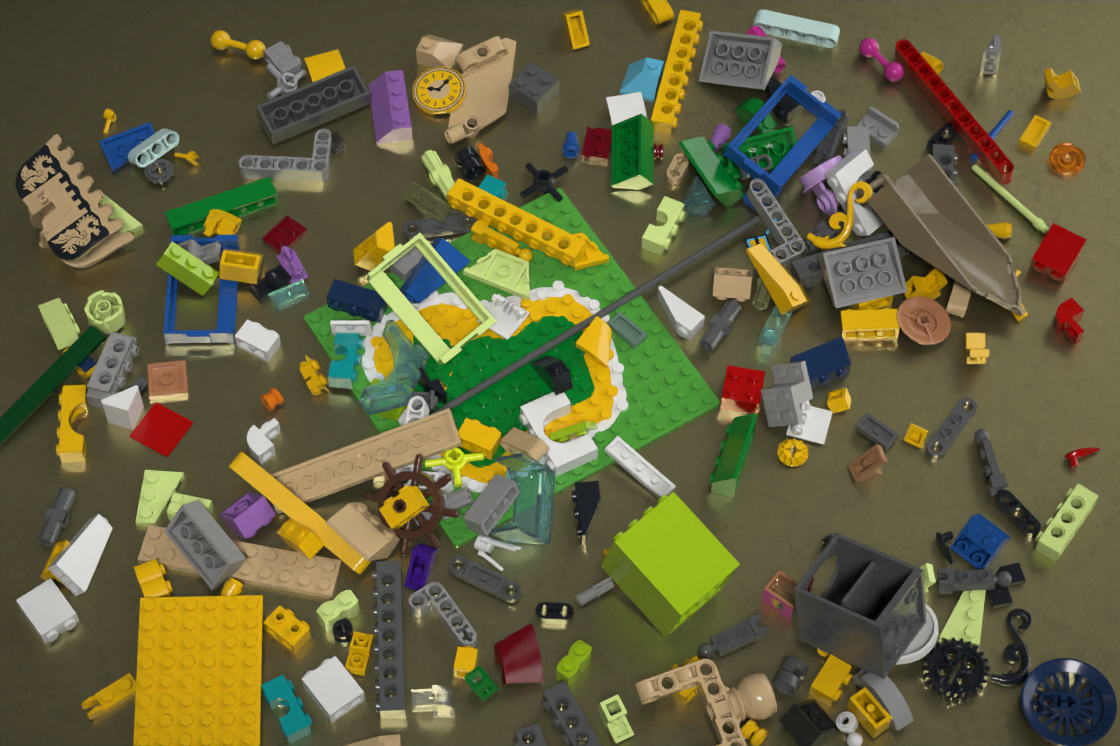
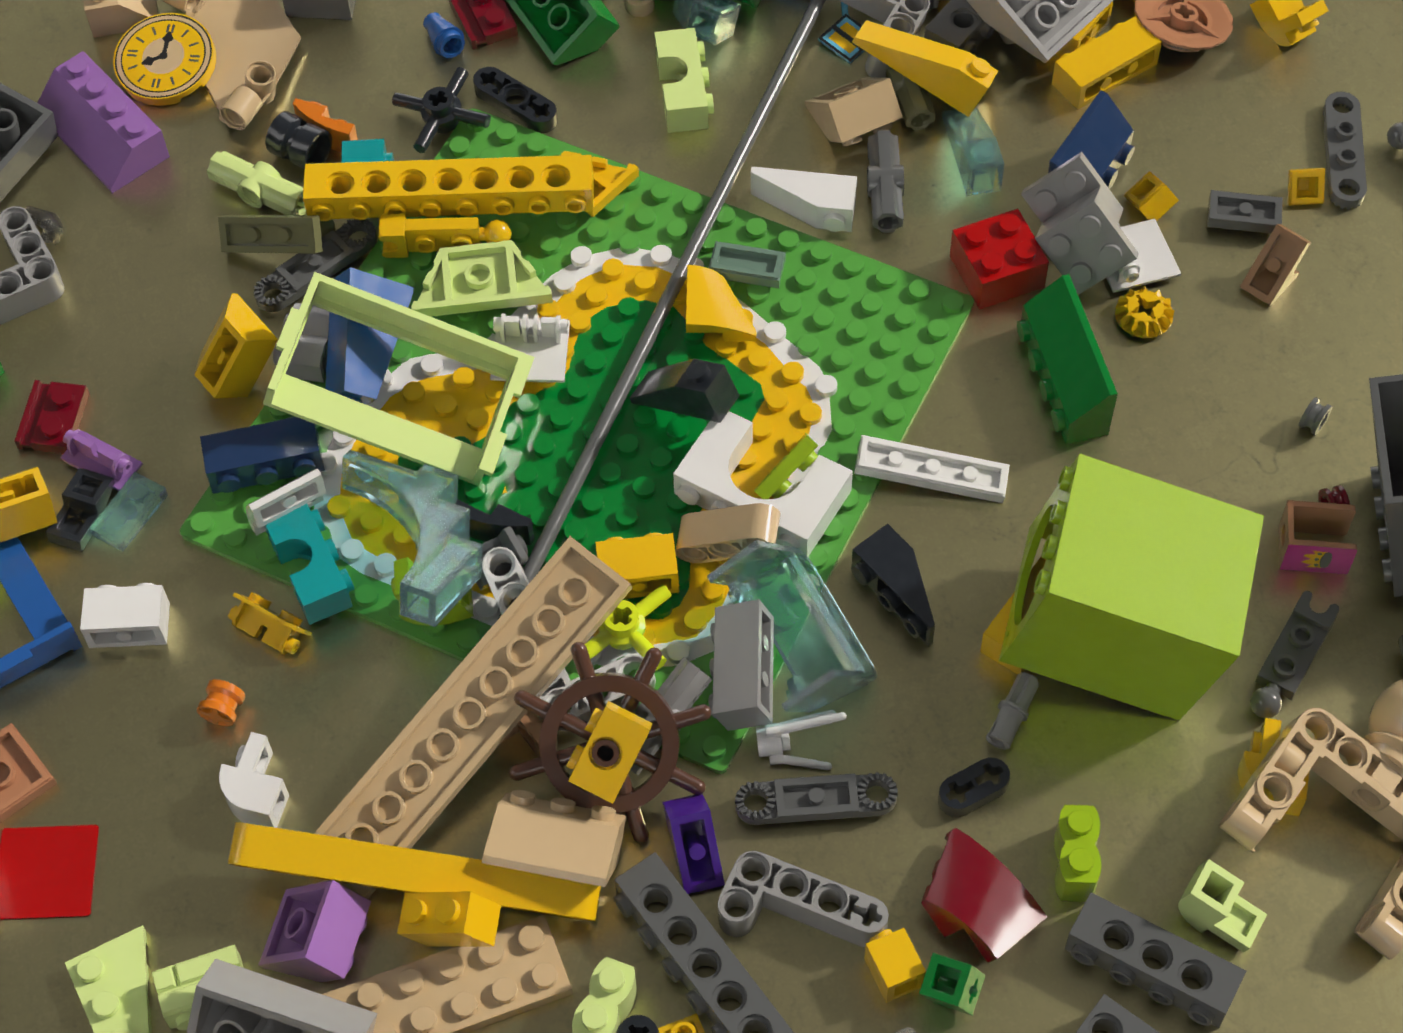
camera: 30 degrees left, 0 degrees up
(583, 187) = (519, 112): none -> black beam

